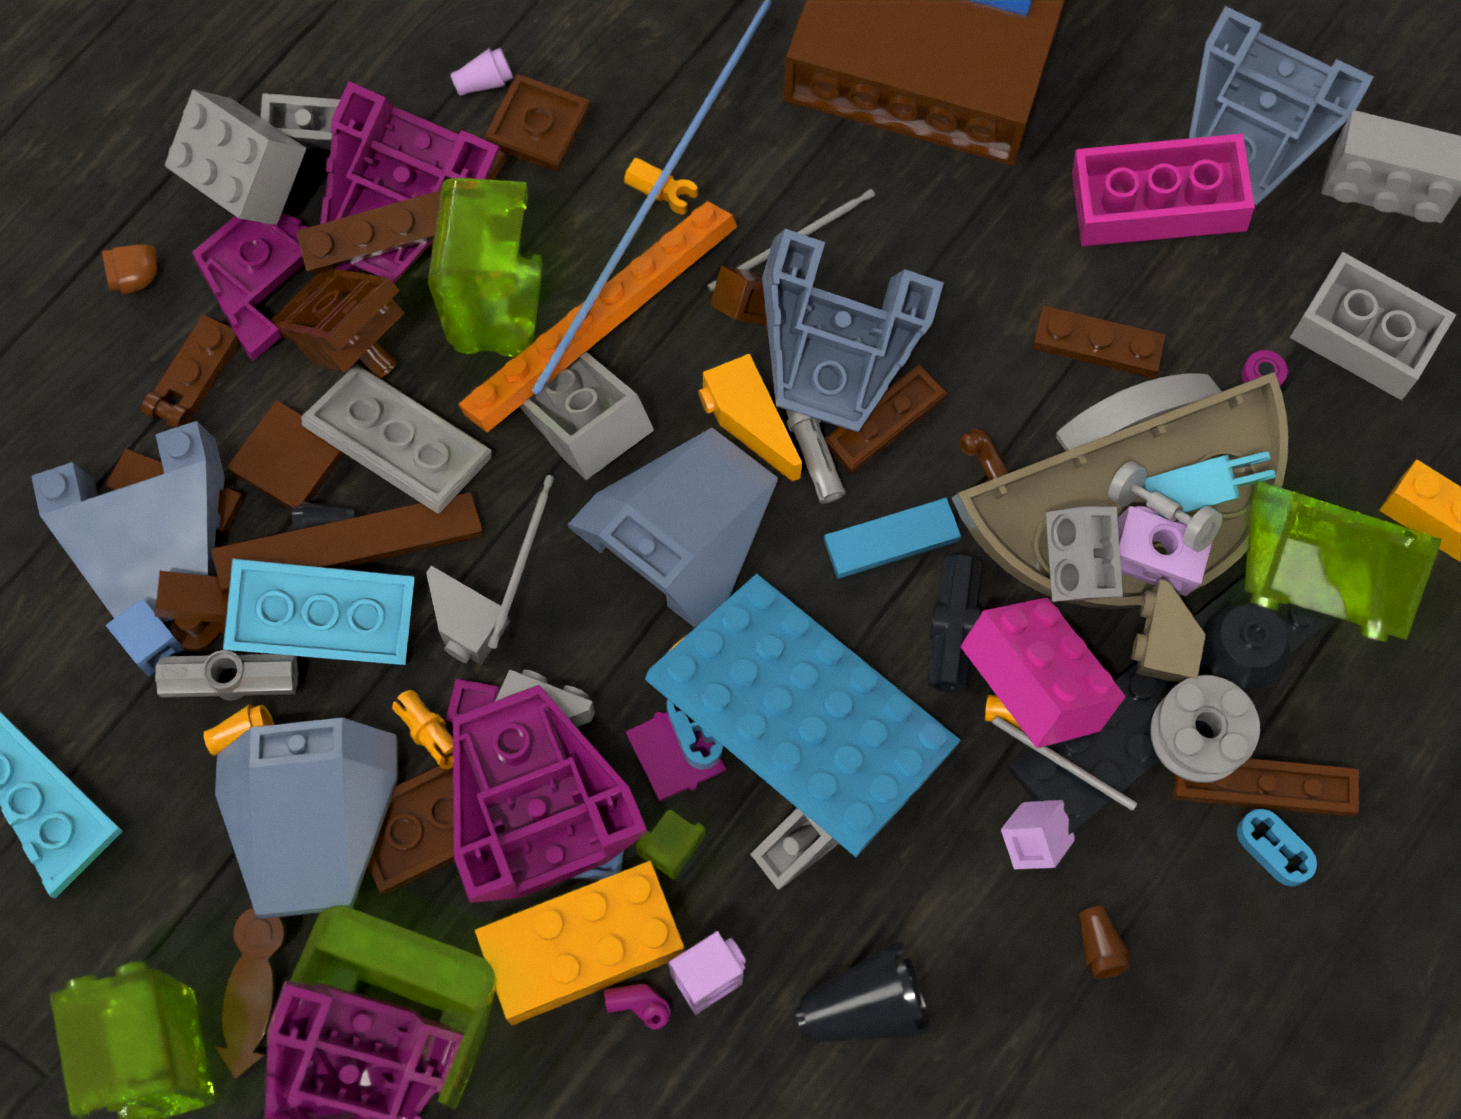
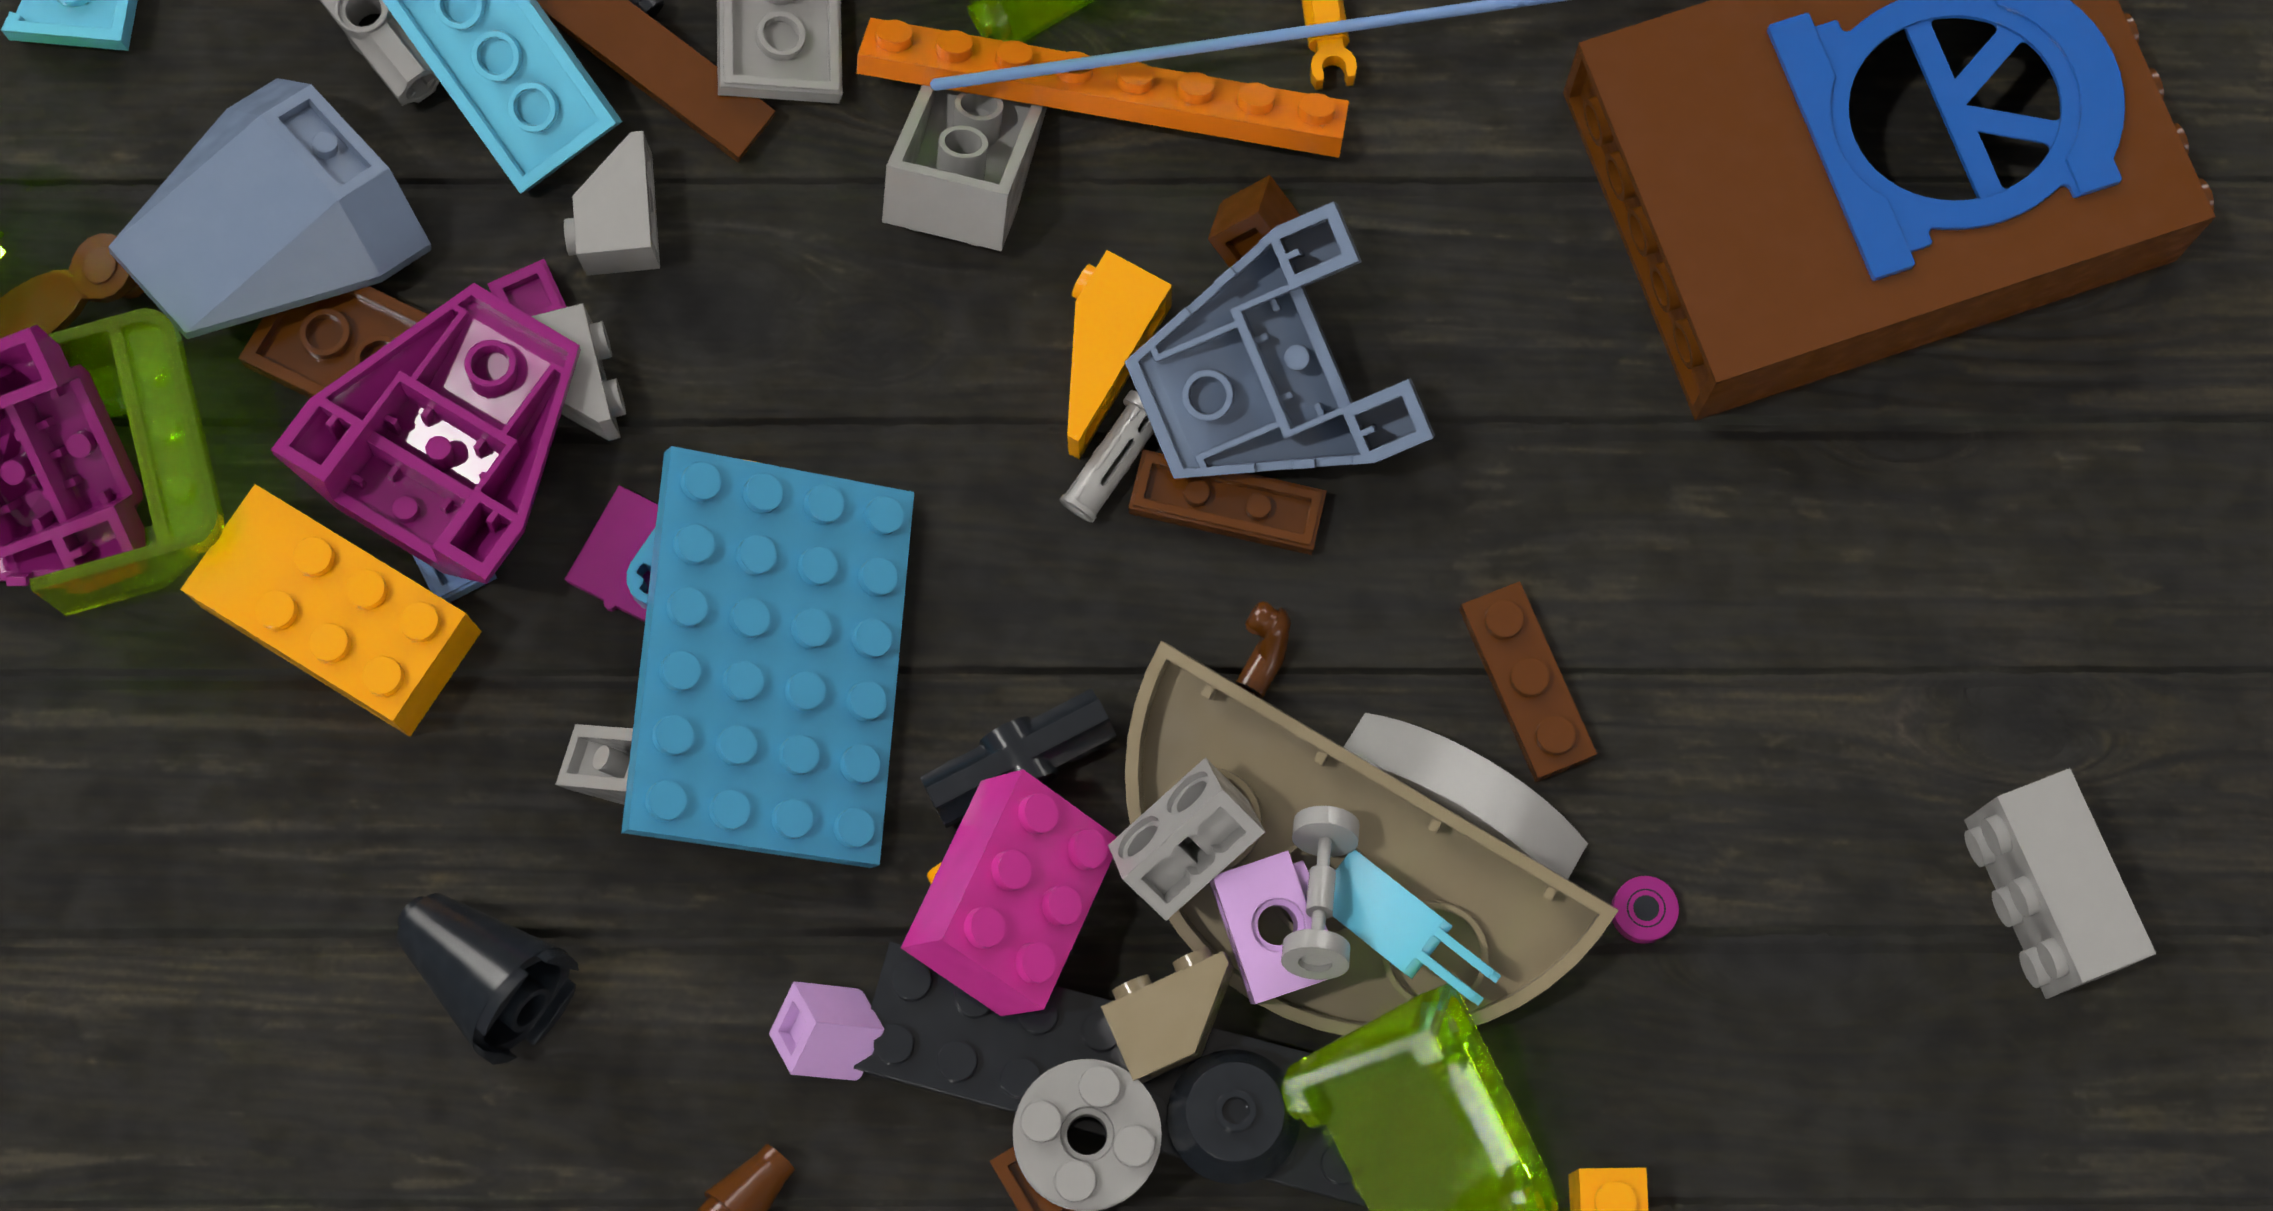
camera: 55 degrees right, 5 degrees up
(234, 726) = (332, 79): light orange cone -> none
(426, 727) = (460, 262): light orange pin -> none
(503, 613) = (726, 223): light grey piece -> none
(642, 1001) = (321, 724): magenta arm -> none
(671, 843) = (519, 627): clear neon green panel -> none
(684, 521) = (914, 366): sand blue wedge -> none
(708, 971) = (384, 767): lavender brick -> none
(807, 230) = (1411, 243): light grey piece -> none
(892, 538) = (1075, 612): dark azure tile -> none
(1068, 765) = (932, 1034): light grey axle -> none
(1162, 190) = (1784, 613): dark pink brick -> none
(1272, 97) = (2014, 661): sand blue wedge -> none
(1373, 326) = (1803, 998): light grey brick -> none

